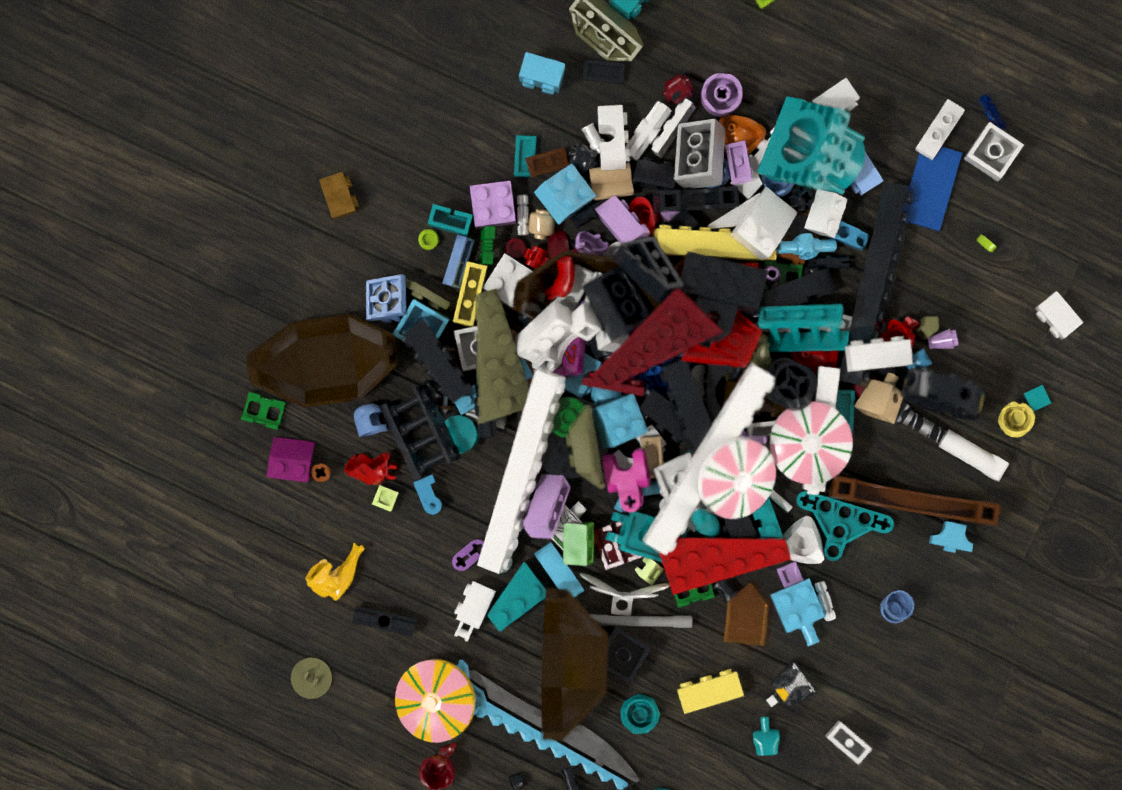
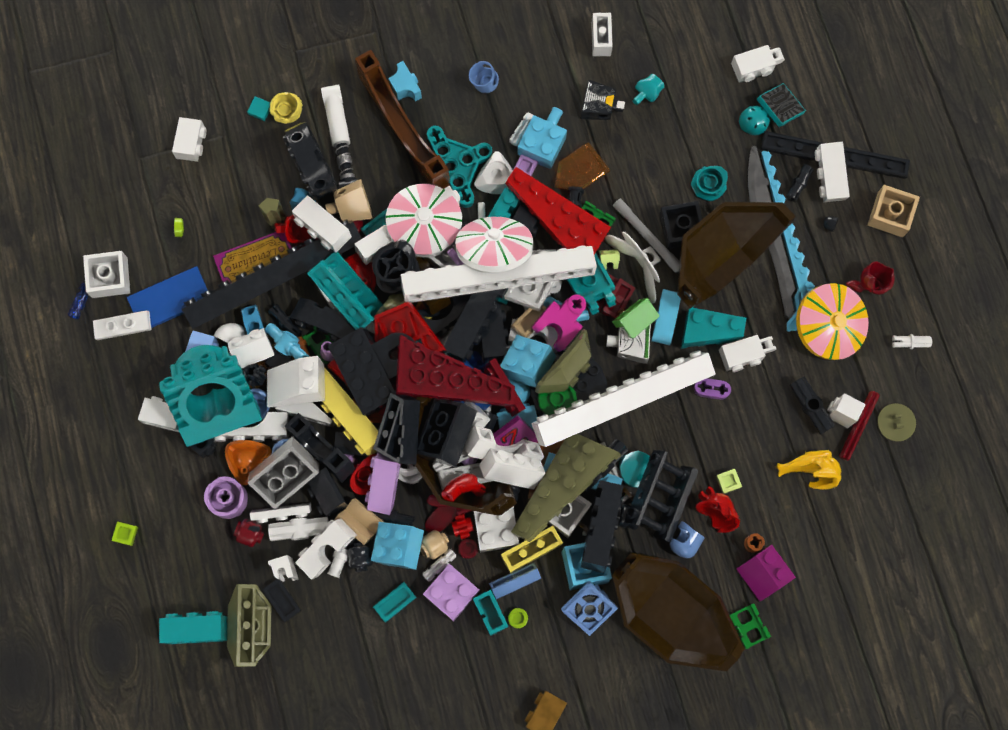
camera: 135 degrees left, 10 degrees down
(335, 645) = (859, 426): none -> dark red axle
(356, 640) = (845, 410): none -> white brick
(362, 752) = (912, 341): none -> white axle
(421, 292) = (561, 586): olive wing -> none
(427, 496) = (700, 452): dark azure leg -> none
(486, 256) = (493, 563): green piece -> none
(541, 73) = (321, 642): medium azure brick -> none
(546, 506) = (632, 360): lavender brick -> none
(547, 162) = (385, 581): reddish brown plate -> none
(590, 244) = (418, 495): lavender hair -> none
(626, 92) = (283, 566): none -> white hinge
(706, 523) = (543, 241): teal piece -> none
(709, 691) = (652, 149): light yellow brick -> none
(739, 162) = (266, 440): lavender plate -> none
(856, 210) = (229, 331): none -> white helmet
(910, 280) = (250, 254): none -> pearl gold tile
(944, 340) = (271, 193): lavender cone -> none

